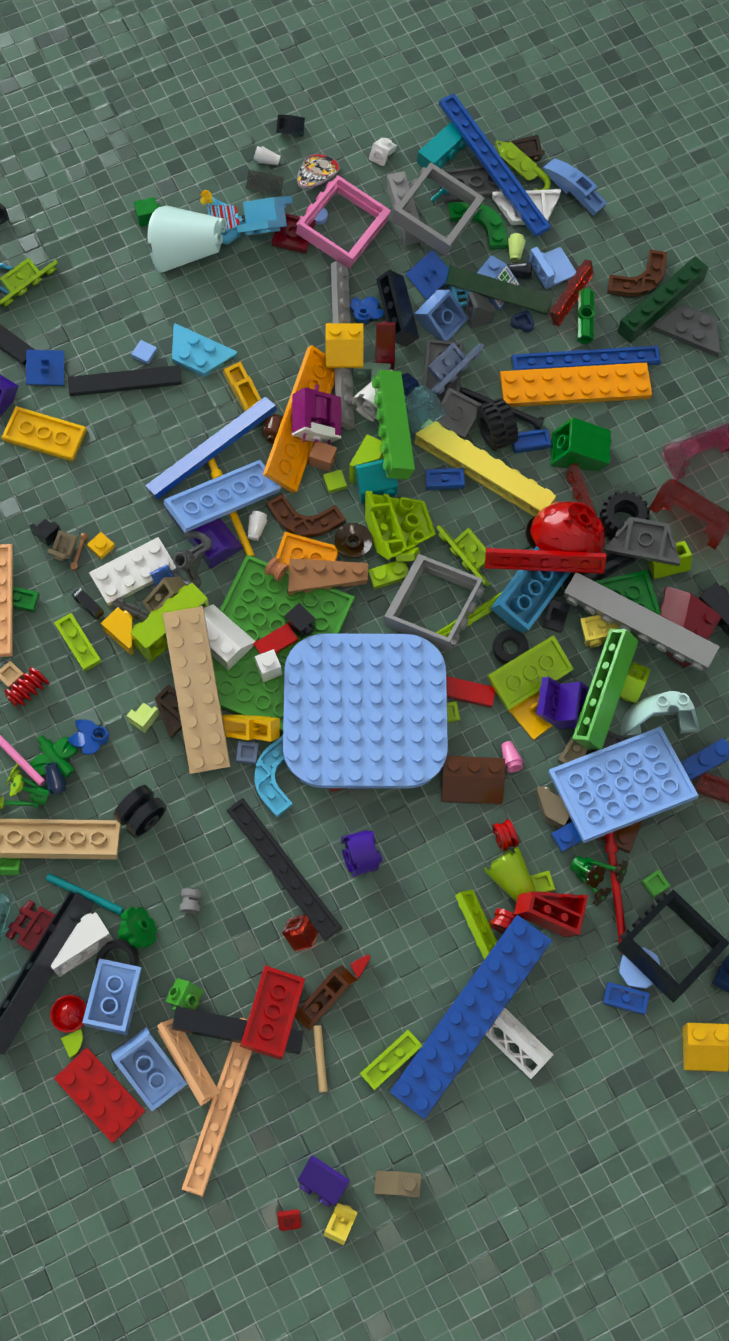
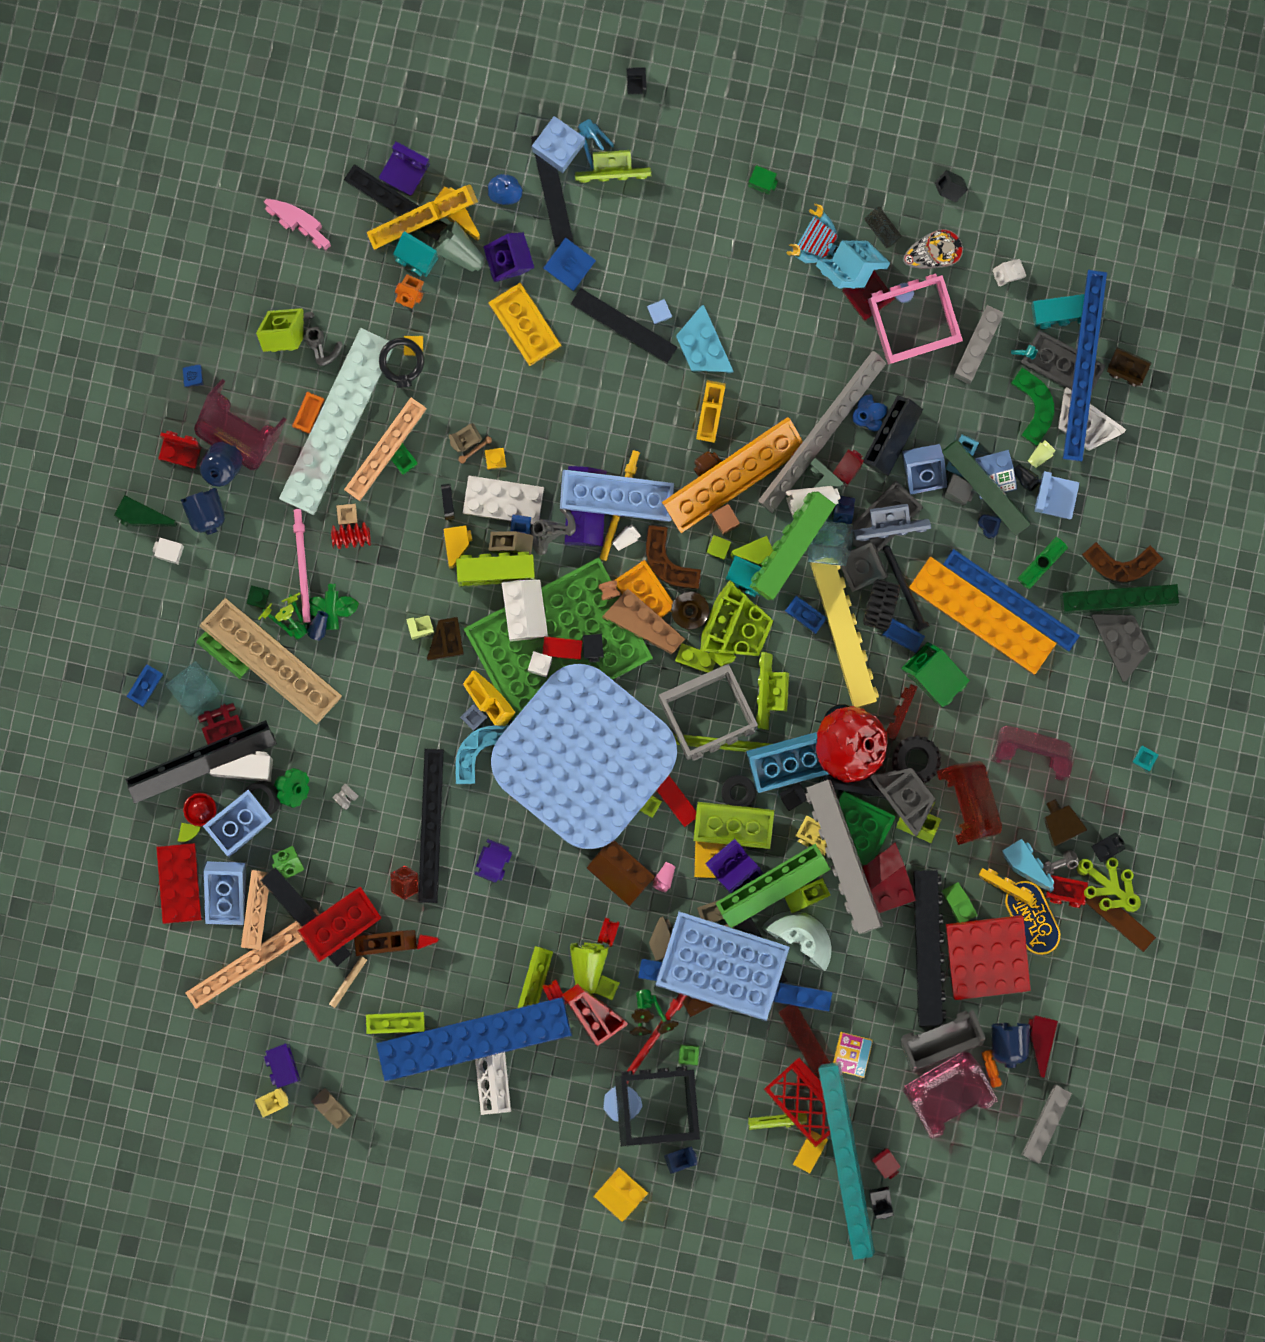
camera: 40 degrees right, 15 degrees up
(45, 531) = (462, 413): black panel -> none
(77, 642) = (416, 527): lime plate -> none
(86, 736) = (365, 609): blue plate -> none
(90, 896) = (275, 729): teal bar -> none
(135, 611) = (477, 533): dark grey axle -> none
(140, 811) = (359, 702): black wheel -> none
(183, 236) = (771, 231): light aqua cone -> none
(196, 690) = (471, 641): tan plate -> none
(211, 447) = (644, 443): tile -> none
(266, 156) = (905, 201): white cone -> none
(289, 1220) = (240, 1071): red slope -> none
(316, 416) = (752, 483): magenta piece -> none
(344, 345) = (815, 441): yellow slope -> none
(423, 231) = (979, 345): light grey window -> none
(428, 274) = (947, 423): blue piece -> none
(521, 163) = (1111, 382): lime plate -> none
(545, 560) = (810, 752): red tile -> none
(570, 295) = (1043, 535): clear red plate -> none
(574, 181) = (1142, 435): medium blue slope -> none
(625, 998) = (594, 1115): blue plate -> none

